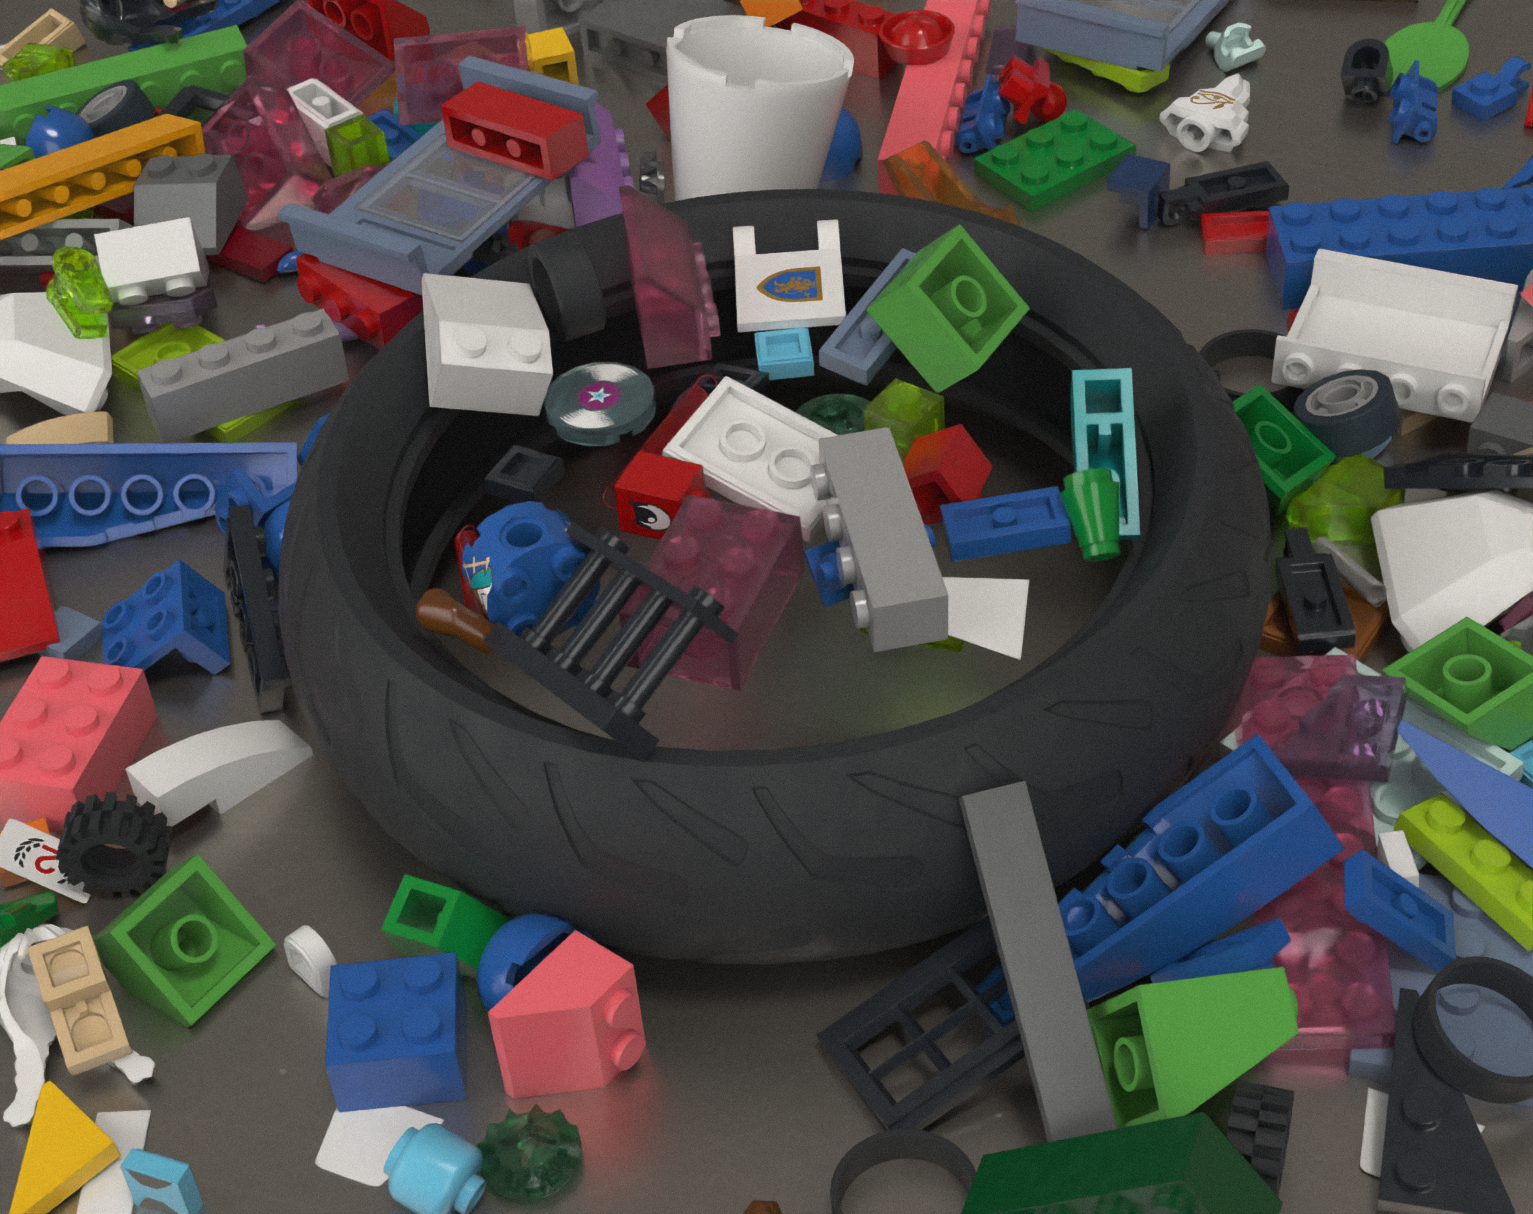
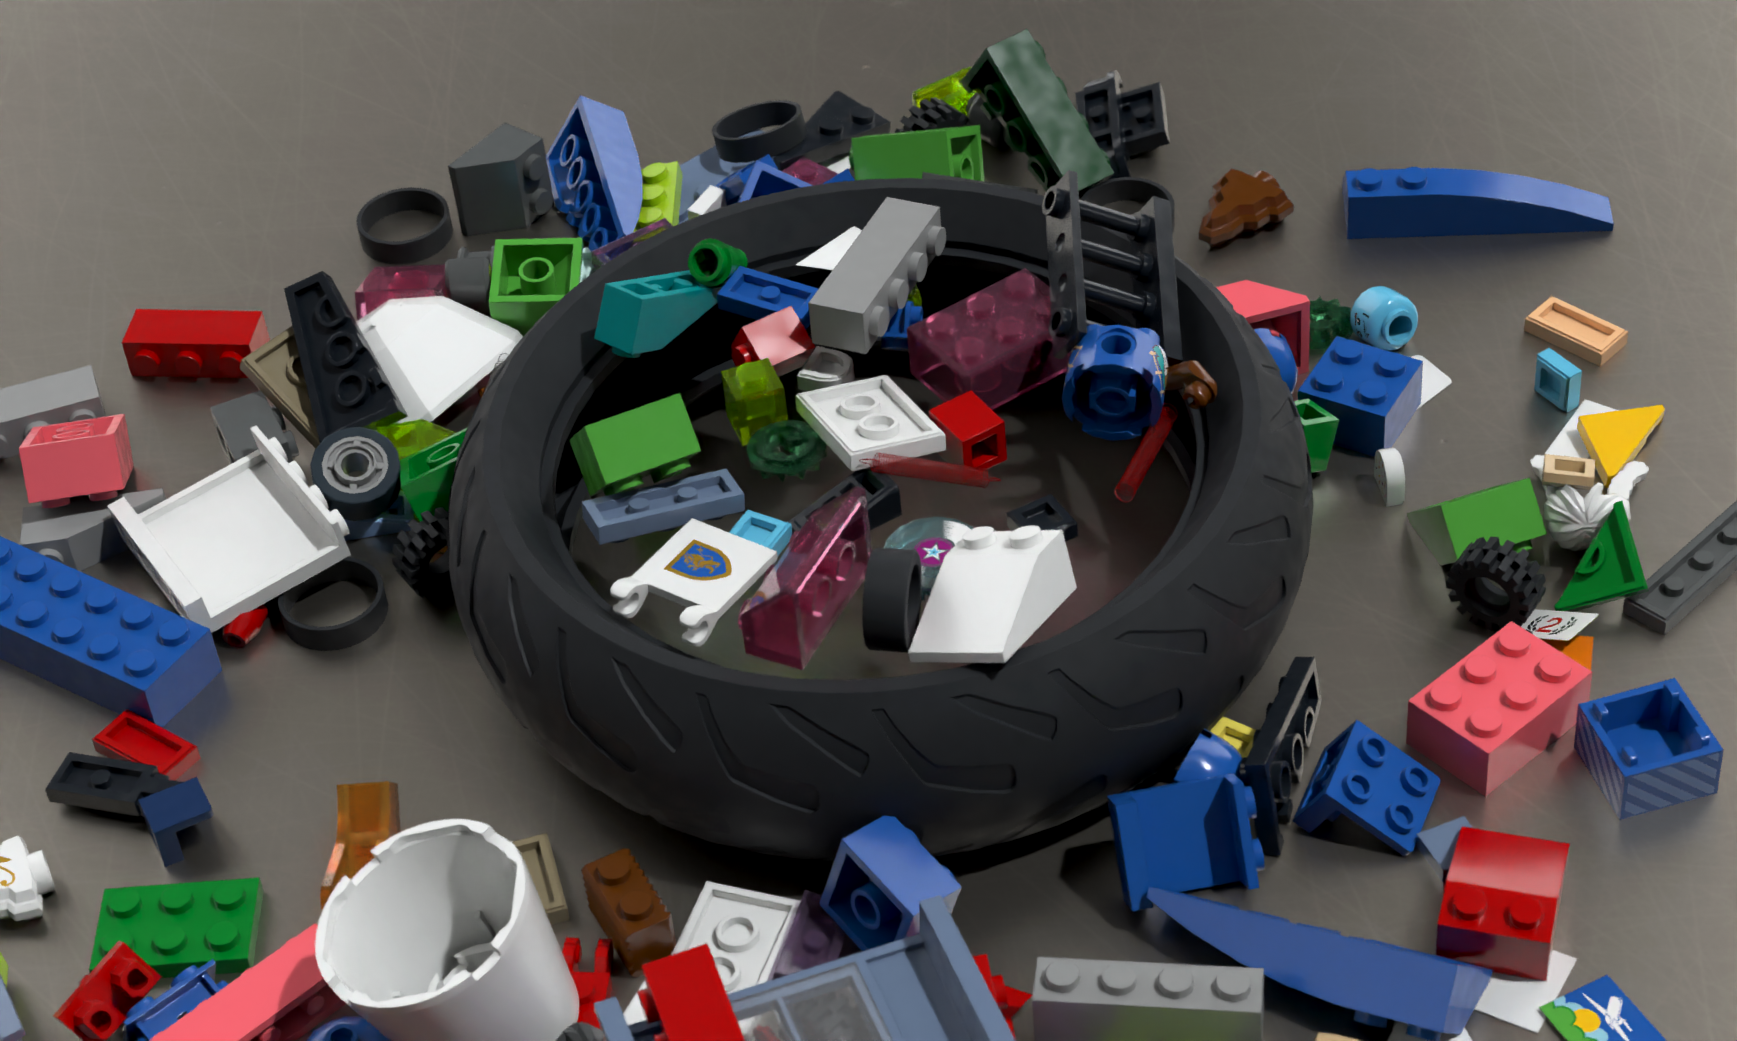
camera: 145 degrees left, 0 degrees up
(216, 768) = (1386, 636): white slope -> none

